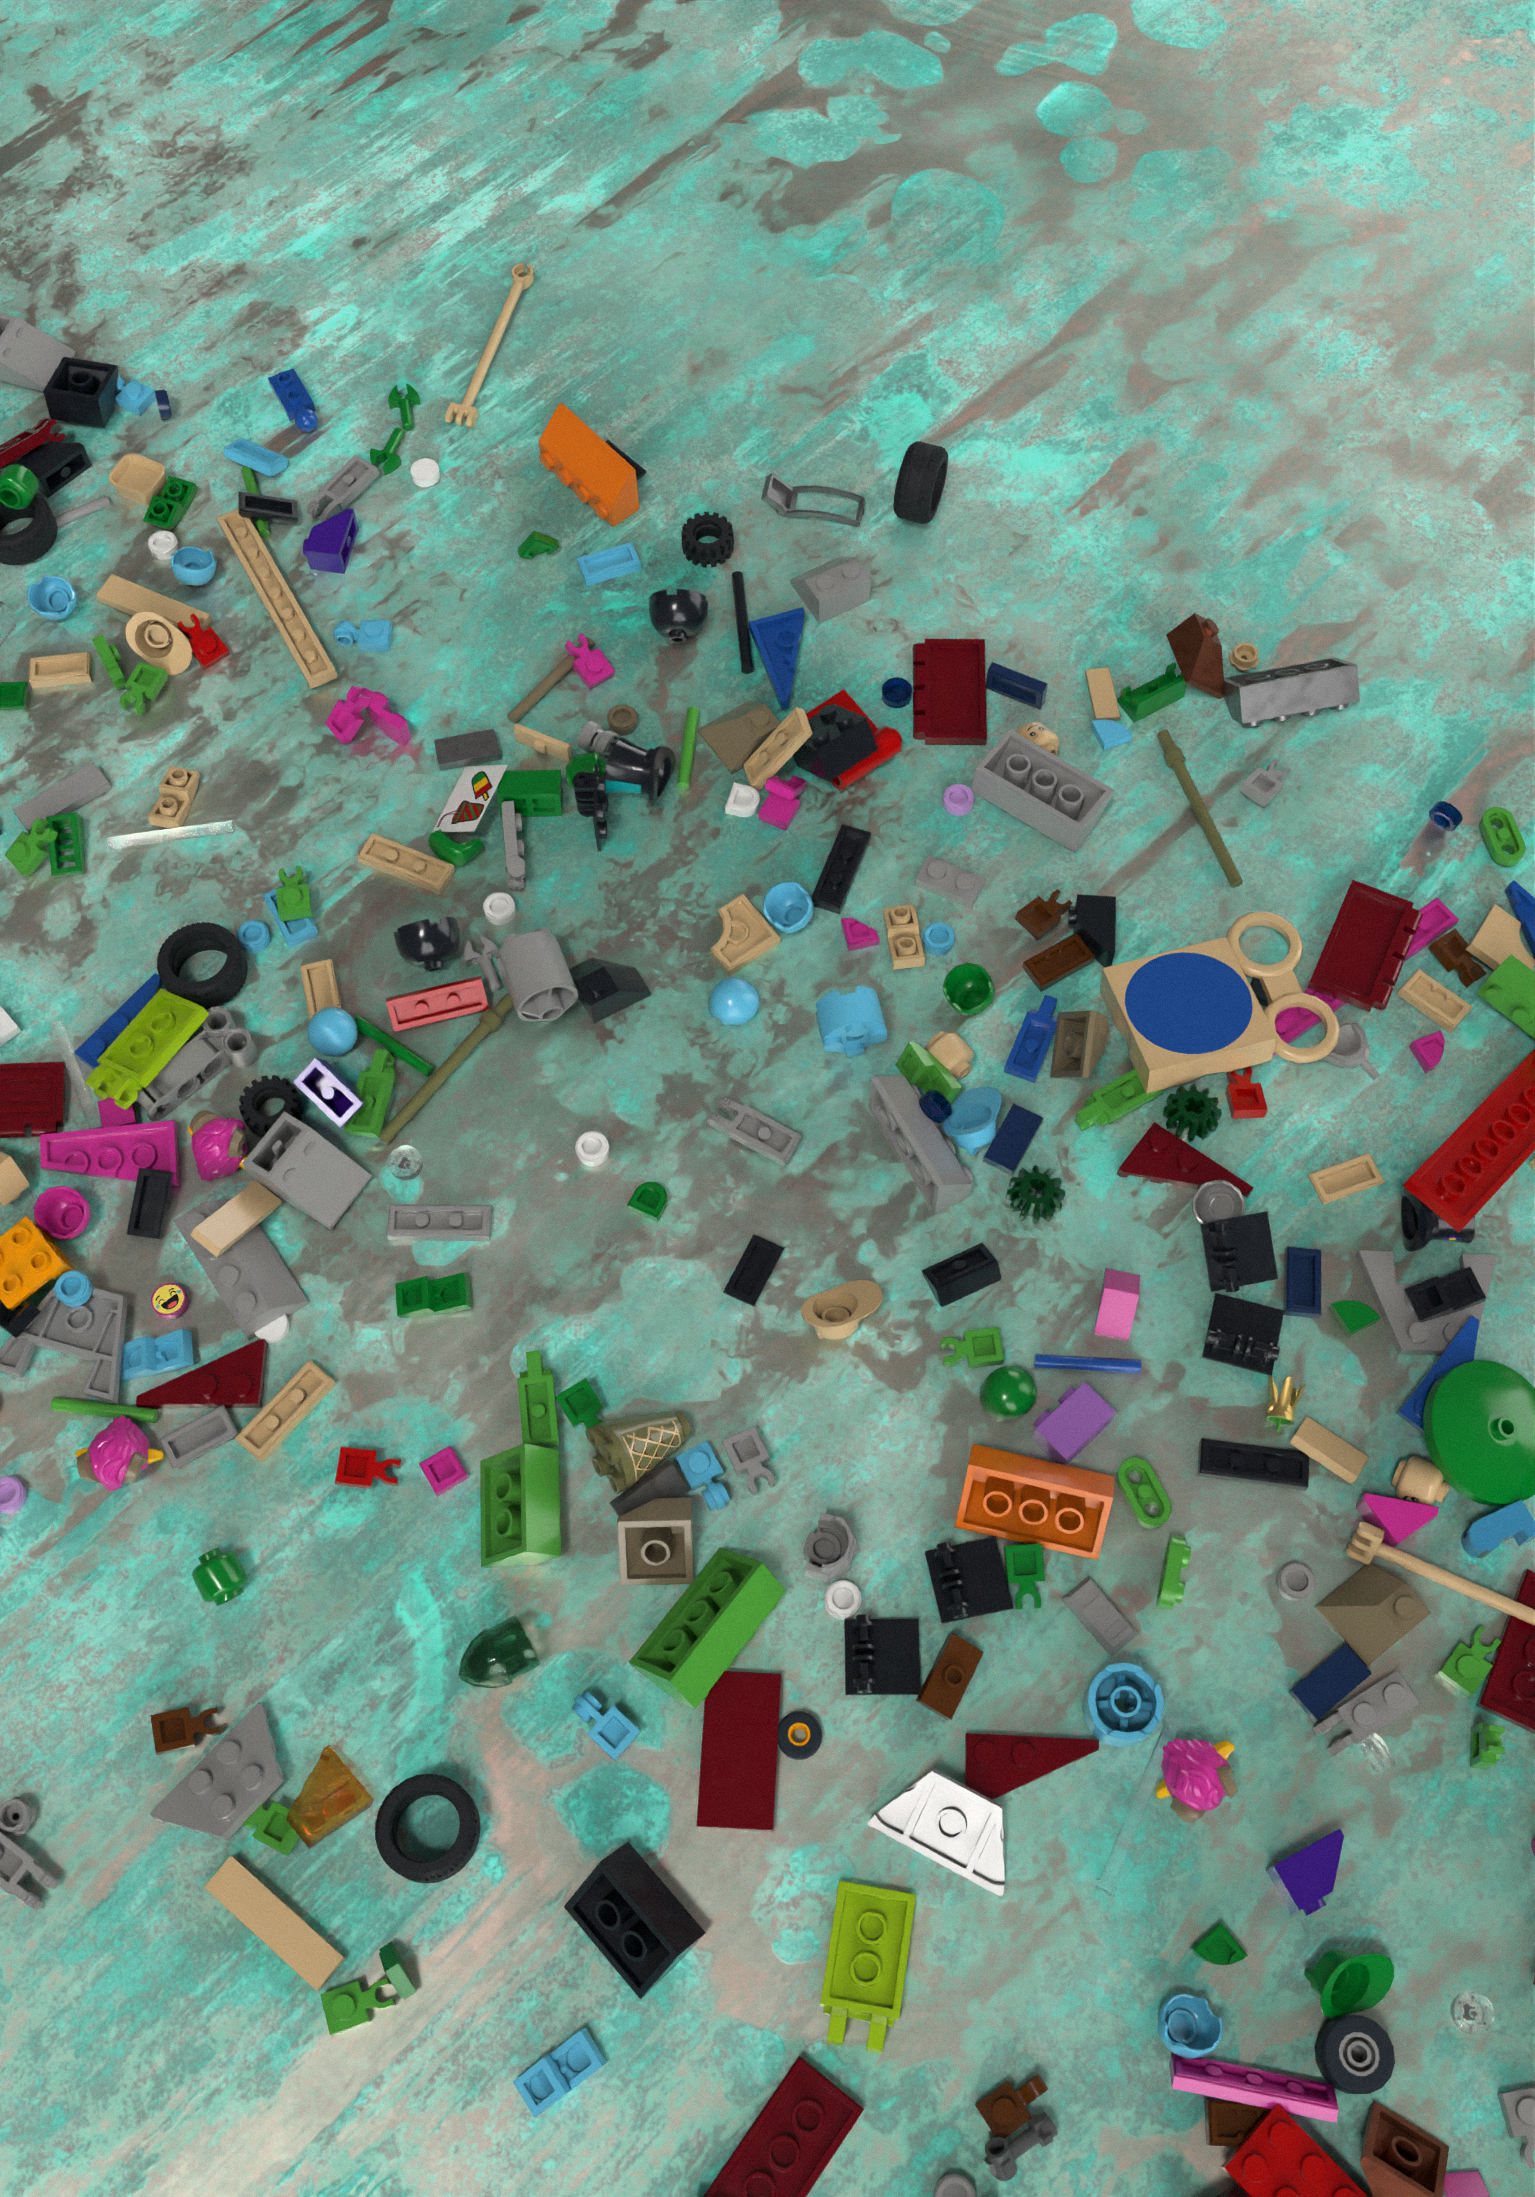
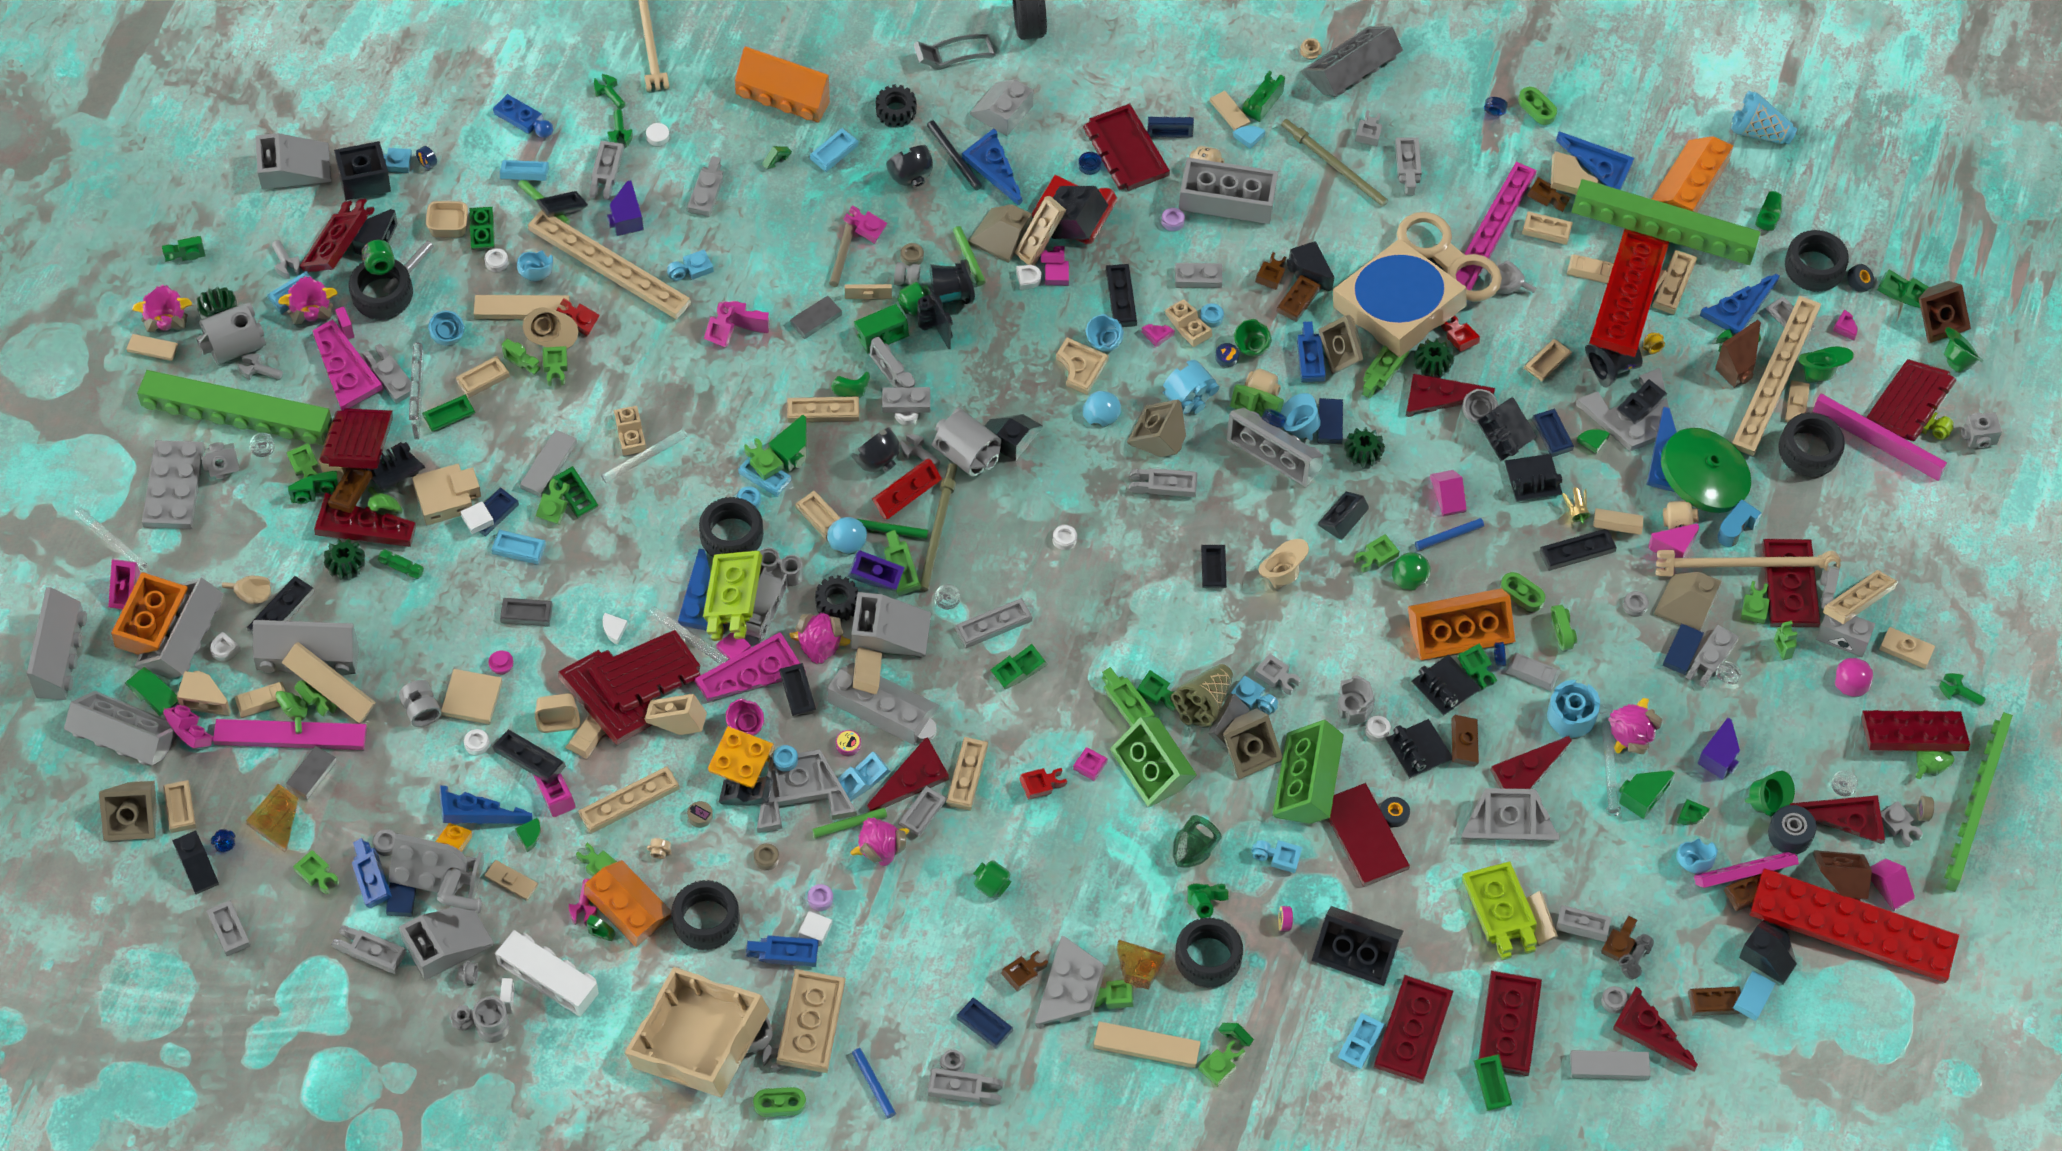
camera: 30 degrees left, 5 degrees down
(92, 1778) = (984, 1023): none -> dark blue tile
(340, 890) = (791, 444): none -> green slope
(440, 553) = (707, 188): none -> light grey hinge
(469, 1733) = (1201, 895): none -> green bar
(470, 798) = (842, 348): white sticker -> none
(503, 892) = (906, 400): none -> light grey plate
(560, 1827) = (1285, 918): none -> dark pink tile
(642, 2091) = (1413, 1029): none -> dark red tile
(649, 1200) = (1121, 553): green tile -> none
(787, 1059) = (1160, 429): none -> dark tan slope
(910, 2028) = (1545, 928): none -> tan piece
(928, 997) = (1227, 355): none -> dark blue tile
(969, 2050) = (1583, 923): none -> light grey plate
(1063, 1571) = (1499, 654): none -> clear blue tile
(1072, 1424) = (1461, 570): medium lavender brick -> none
(1163, 1881) = (1645, 791): none -> green slope
(1199, 654) = (1284, 58): copper slope -> none
(1293, 844) = (1408, 163): none -> light grey hinge
(1366, 947) = (1488, 210): dark red hinge -> none
(1428, 1050) = (1558, 261): dark pink tile -> none
(1460, 2077) = (1852, 815): none -> dark red wing
(1465, 1077) = (1589, 268): none -> tan tile
(1504, 1216) = (1653, 343): none -> yellow plate

